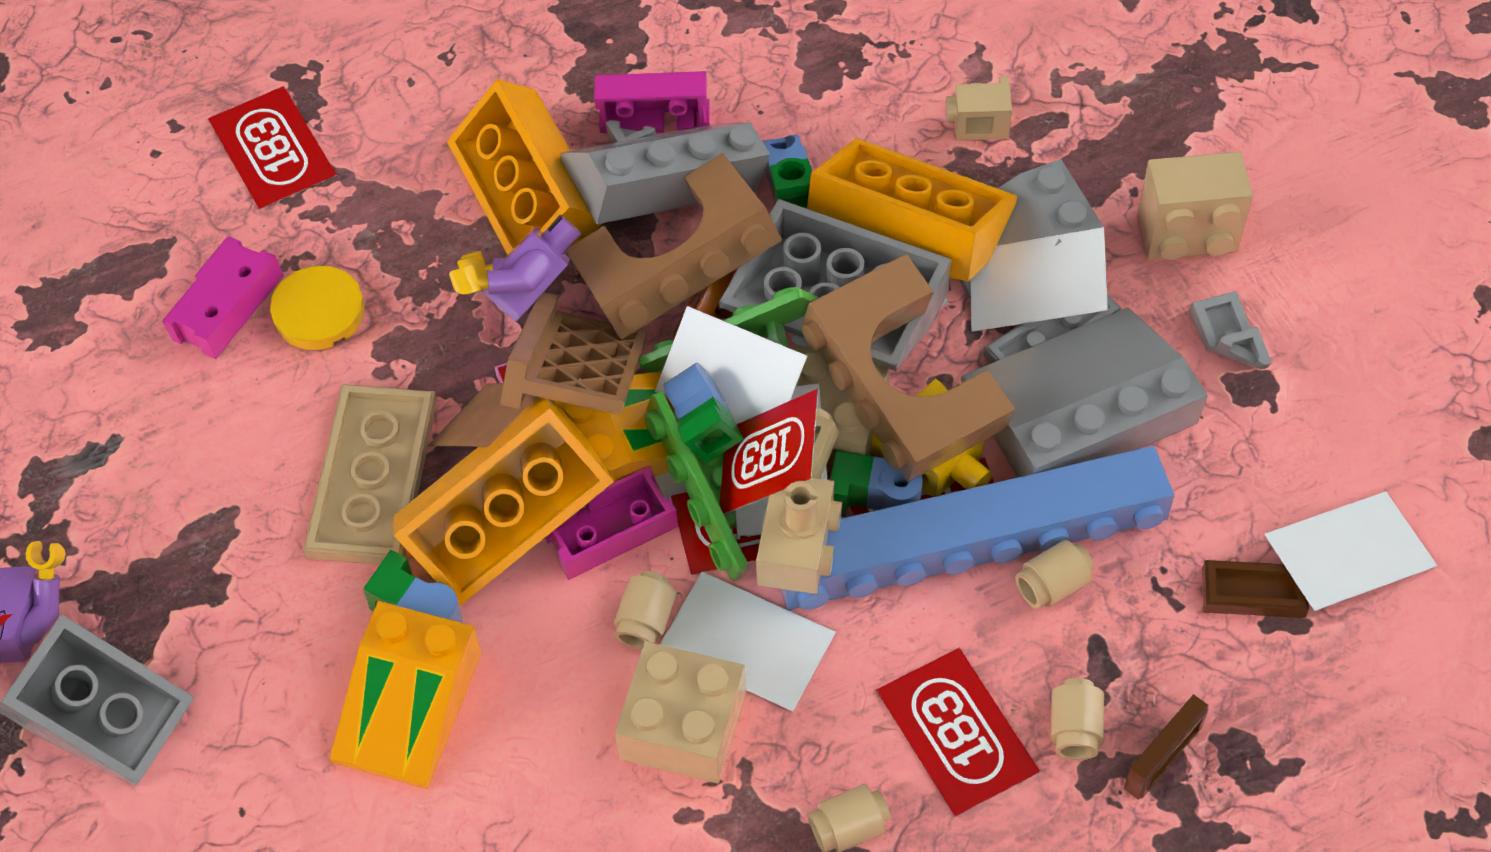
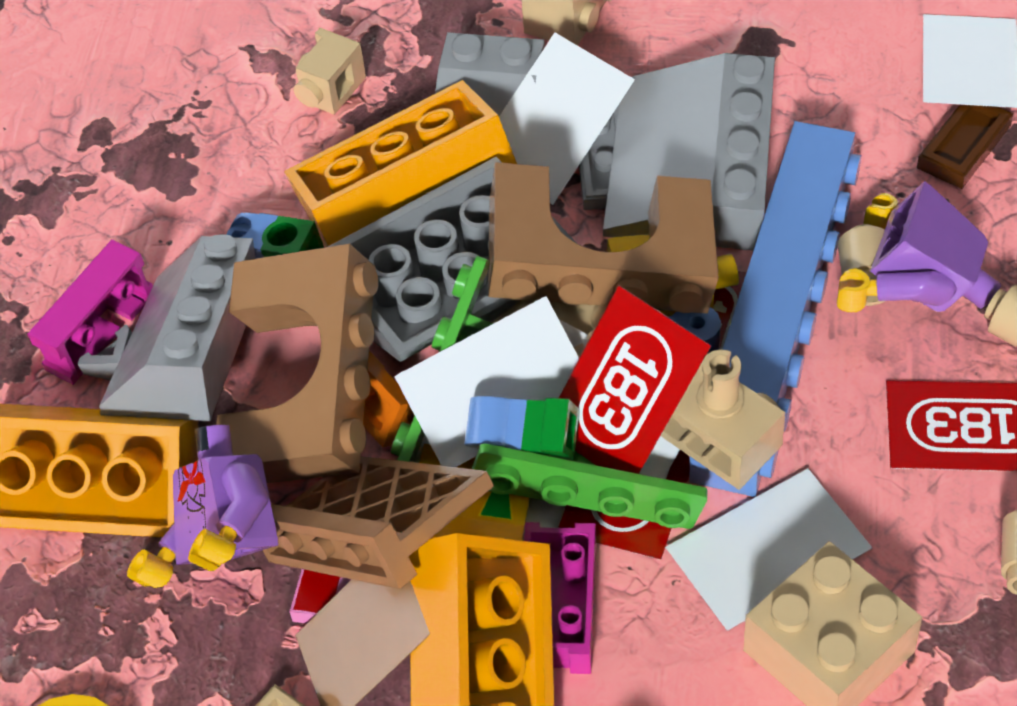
camera: 55 degrees left, 5 degrees down
(644, 609) = (686, 613): tan brick -> none
(1080, 608) = (923, 257): none -> medium lavender torso
(1227, 330) = (697, 32): light grey slope -> none

